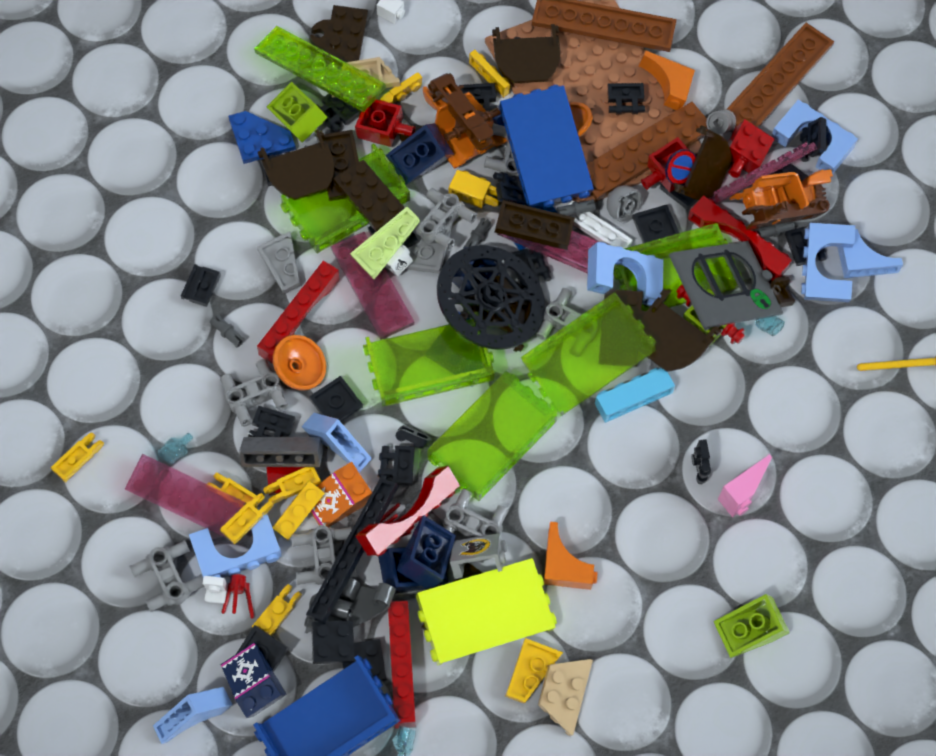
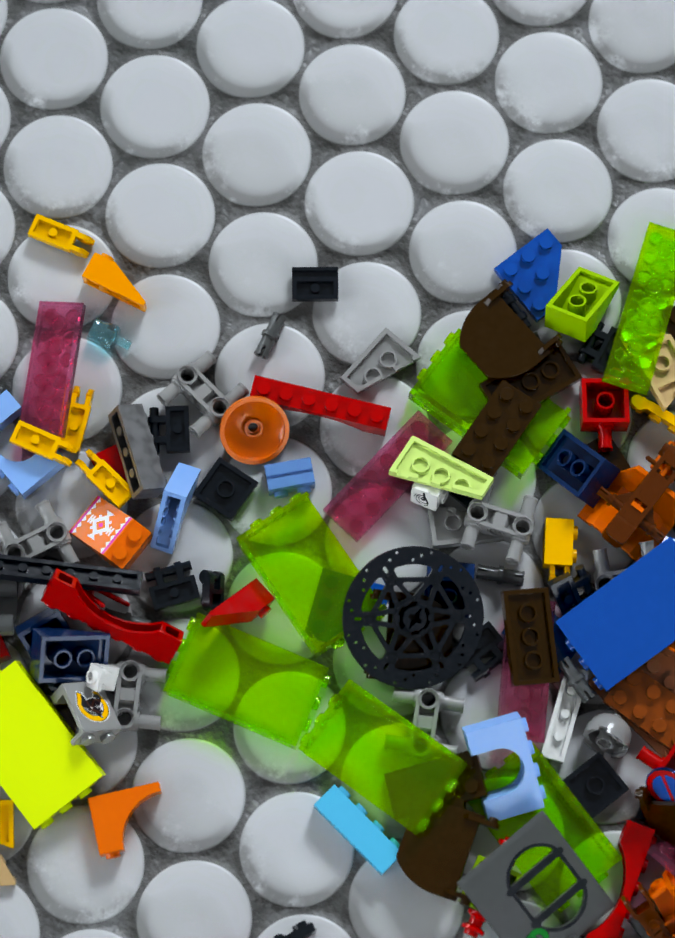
camera: 70 degrees right, 10 degrees up
(131, 429) = (108, 277): none -> light orange slope
(298, 510) = (77, 496): yellow plate -> none
(345, 351) = (289, 477): none -> medium blue brick
(433, 412) = (241, 607): none -> red slope
(453, 534) = (102, 677): none -> white bracket

